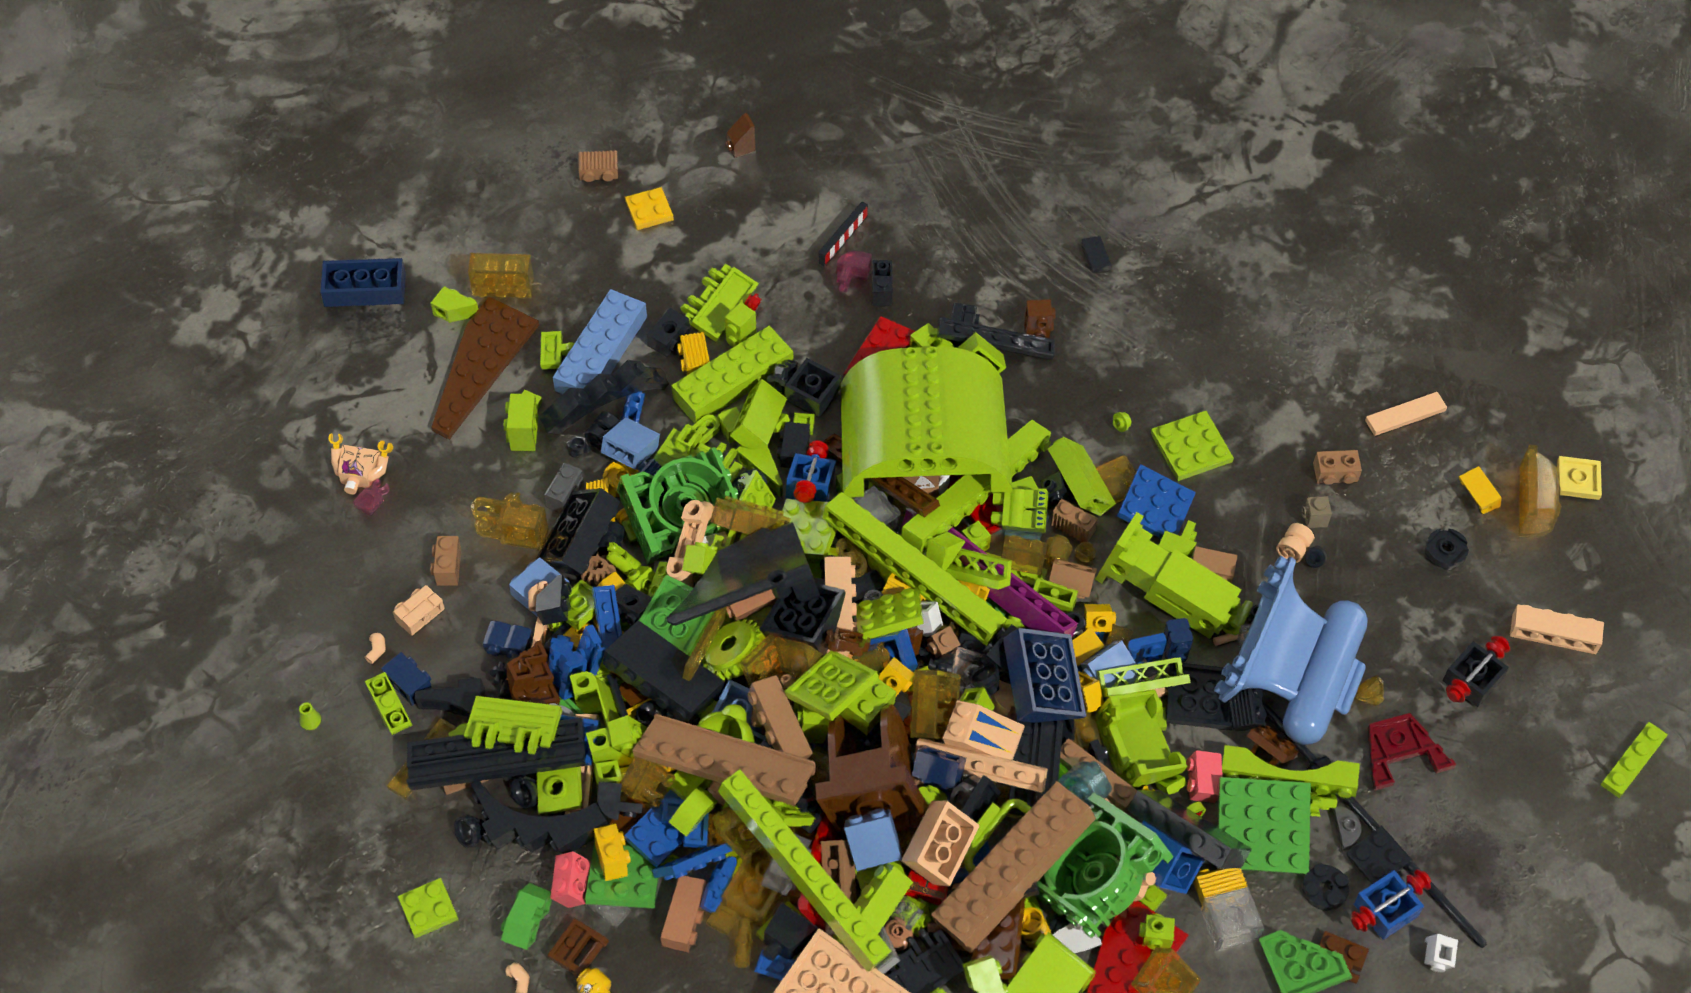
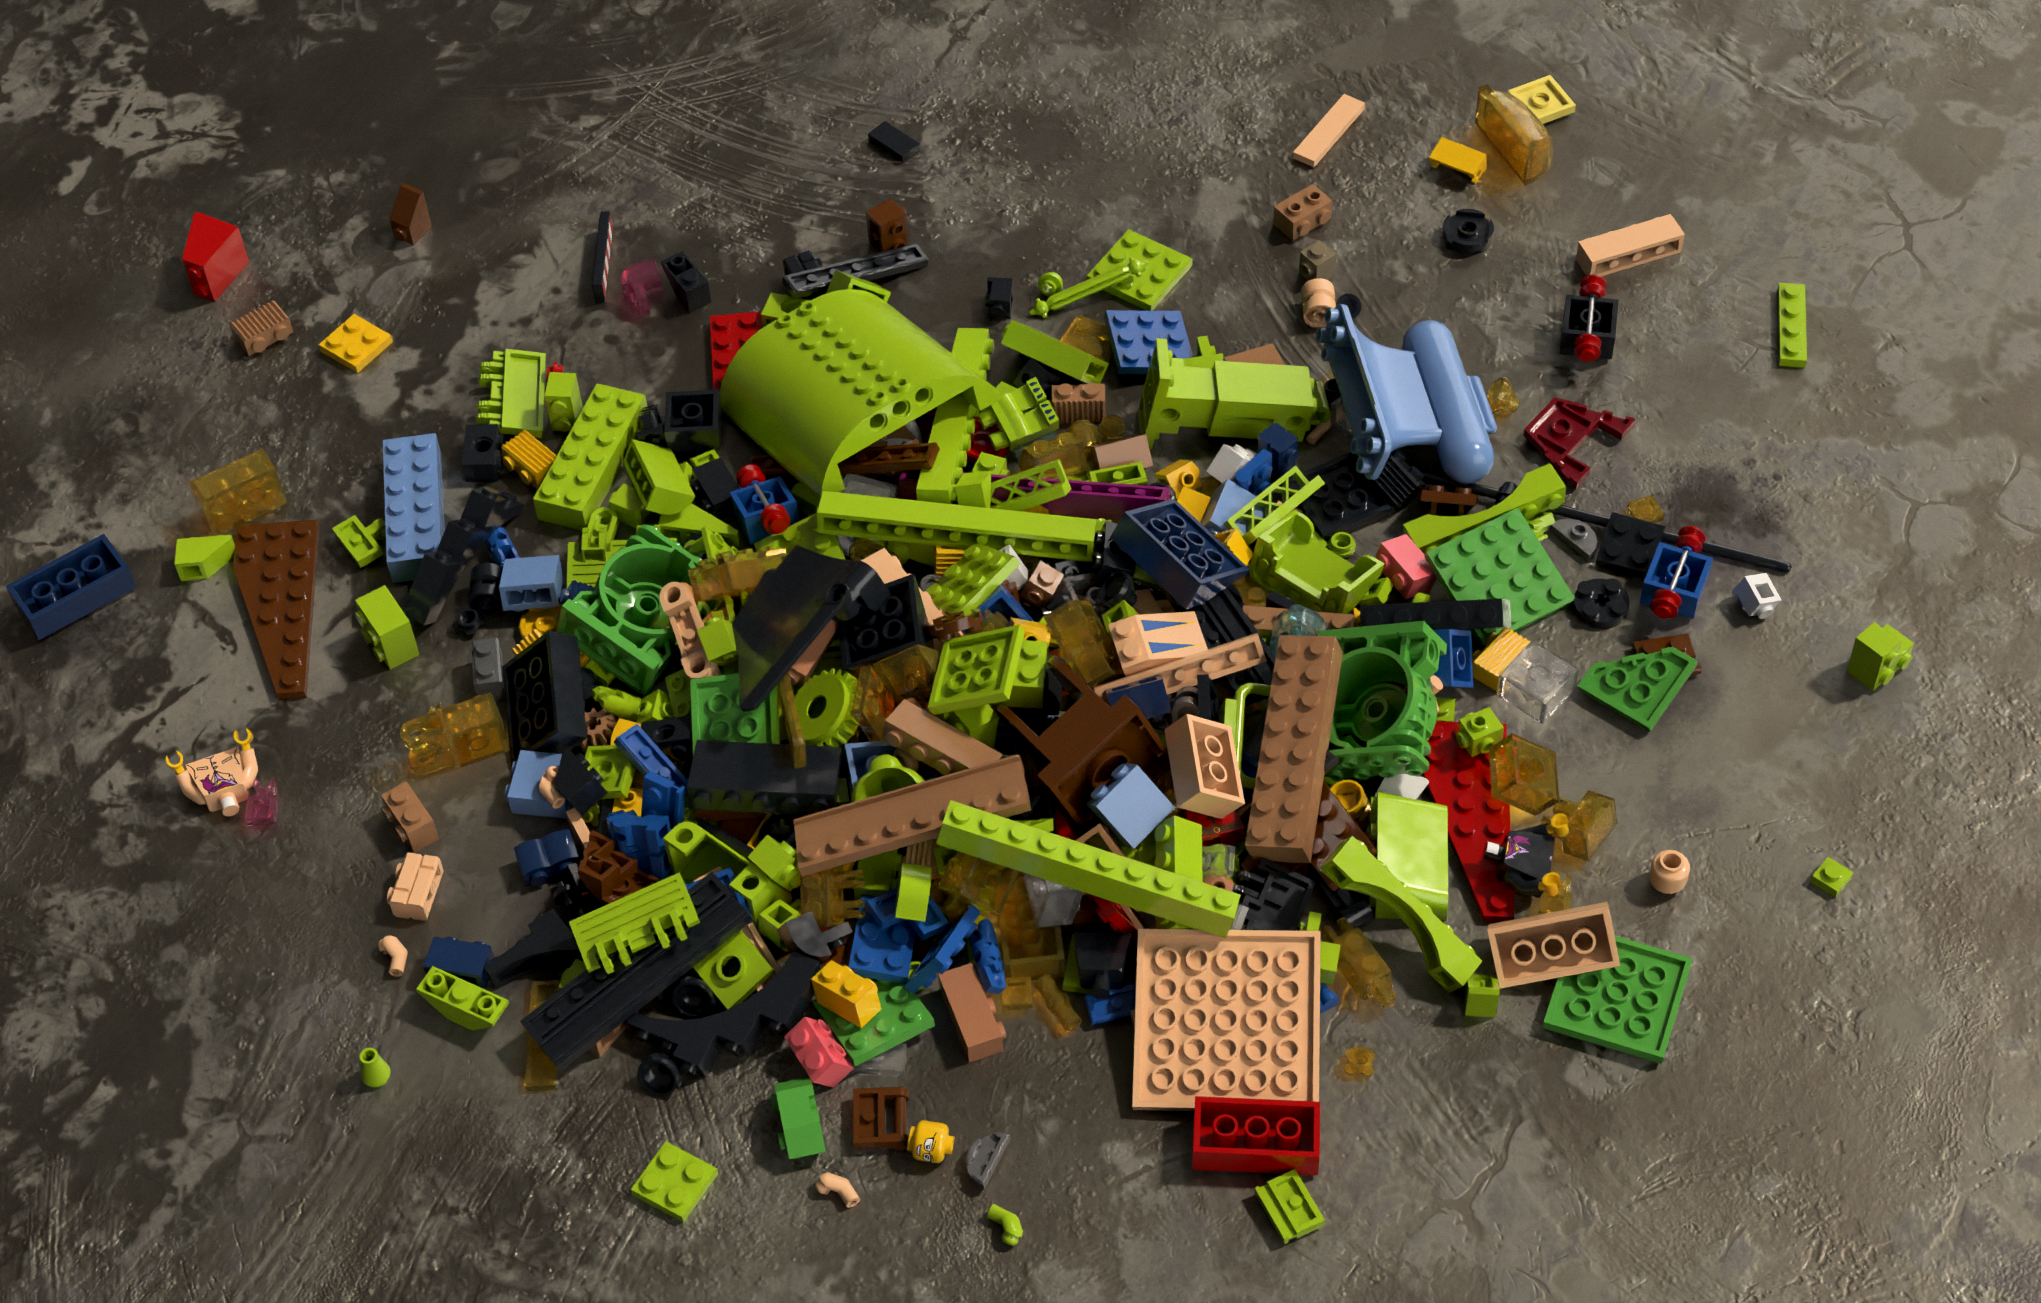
camera: 30 degrees left, 5 degrees down
(600, 98) = (213, 256): none -> red slope
(1080, 412) = (1000, 297): none -> black brick
(1135, 628) = (1229, 462): none -> white brick
(1144, 439) = (1088, 287): none -> lime wheel
(1178, 728) = (1342, 539): none -> lime plate
(1412, 837) = (1646, 509): none -> clear yellow tile

